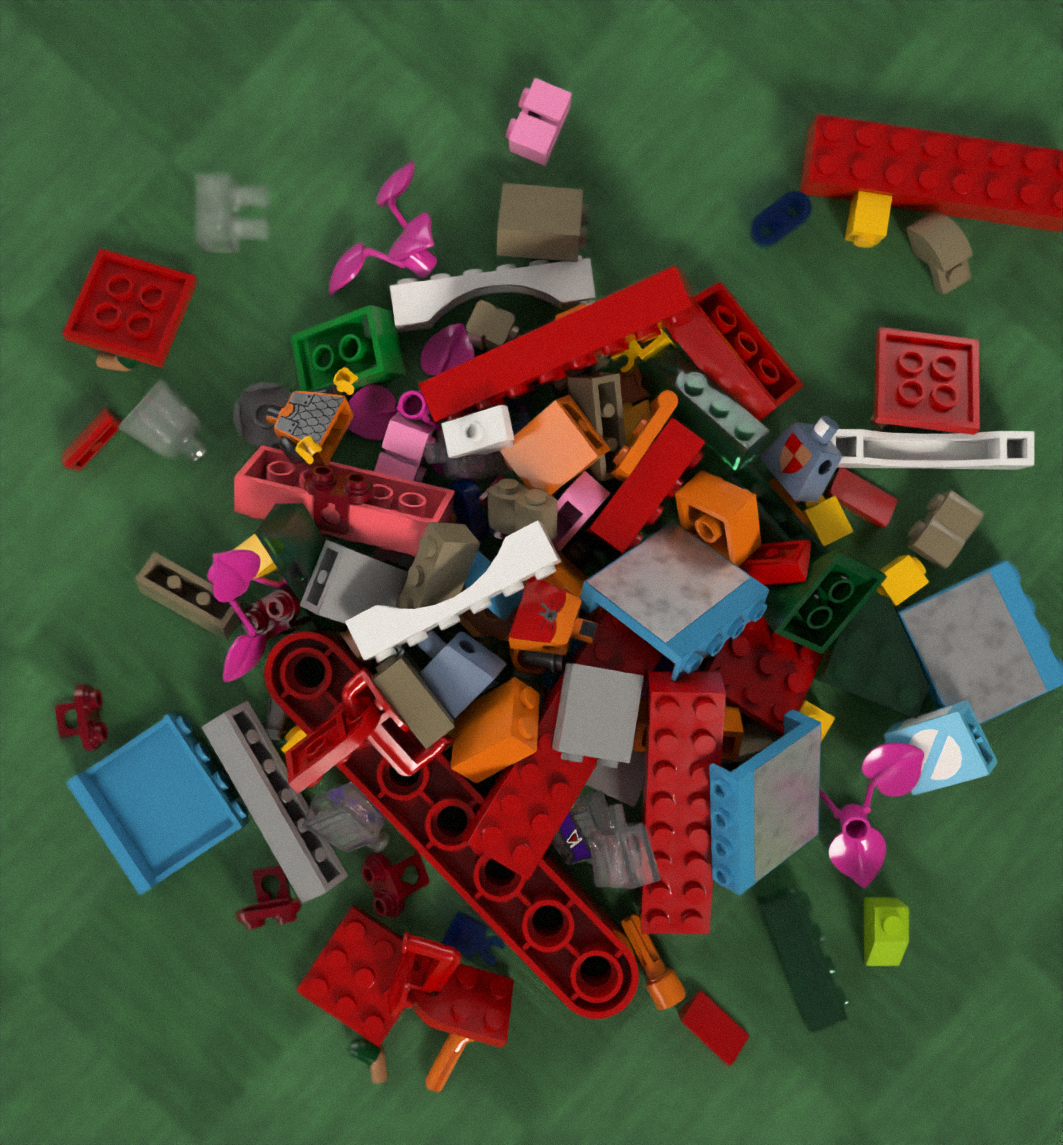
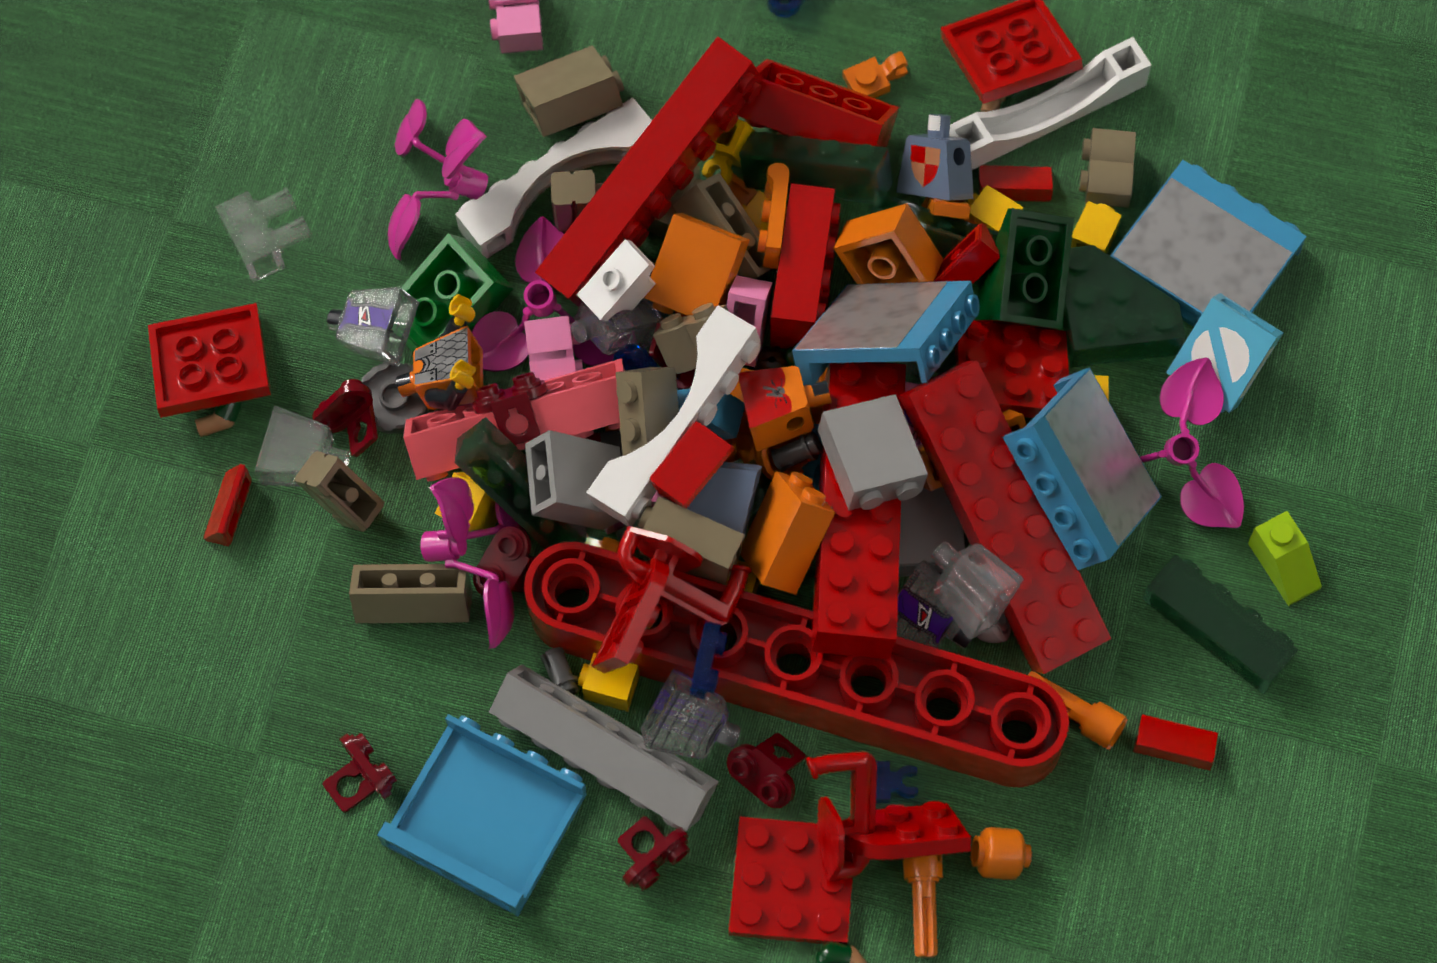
camera: 25 degrees left, 20 degrees down
(173, 483) = (339, 491): none -> dark tan brick
(223, 410) = (346, 409): none -> dark red bracket
(276, 349) = (375, 323): none -> clear torso
(366, 814) = (704, 676): none -> clear blue plate
(441, 647) = (690, 465): none -> red slope
(530, 1044) = (1000, 853): none -> orange head
(796, 340) = (873, 78): none -> orange plate
(797, 509) = (951, 208): none -> orange tile

